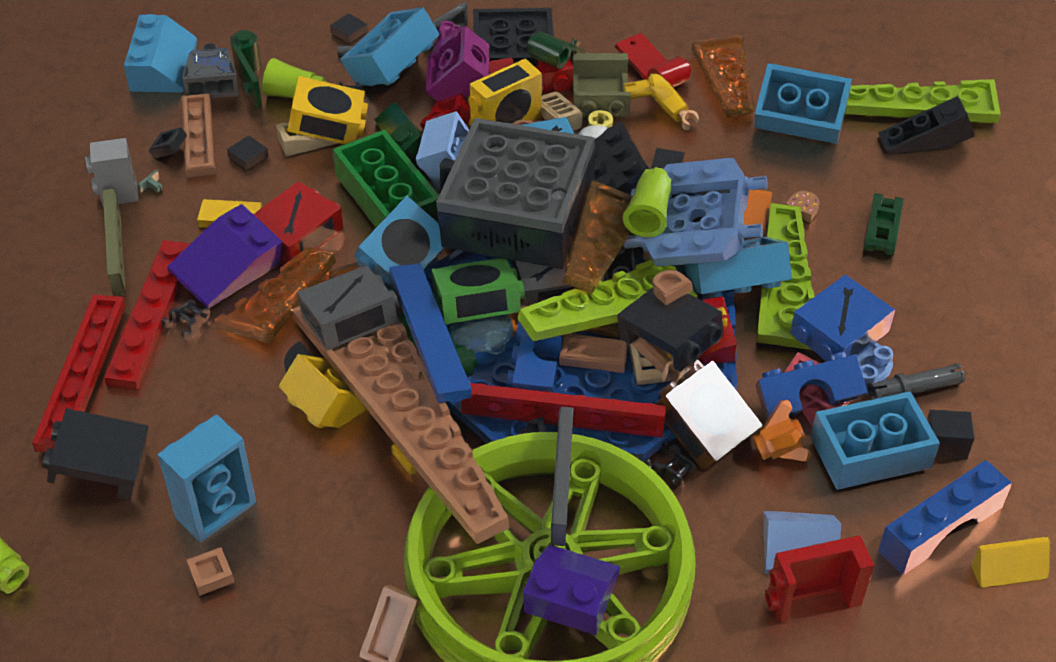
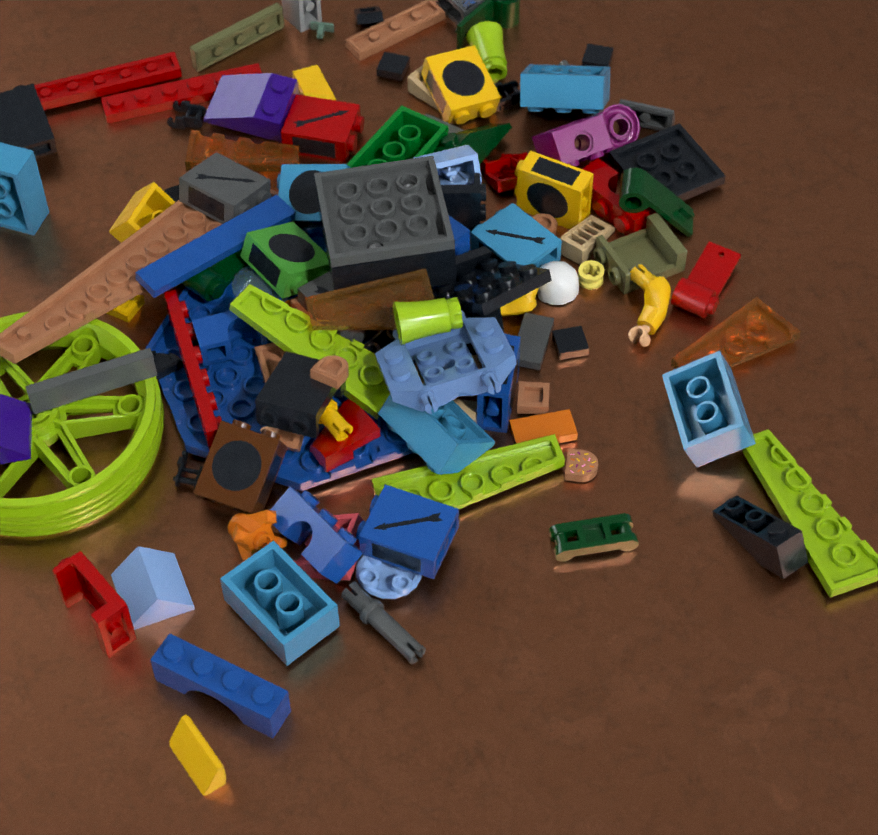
camera: 65 degrees right, 5 degrees up
(953, 432) = (326, 663): black brick -> none

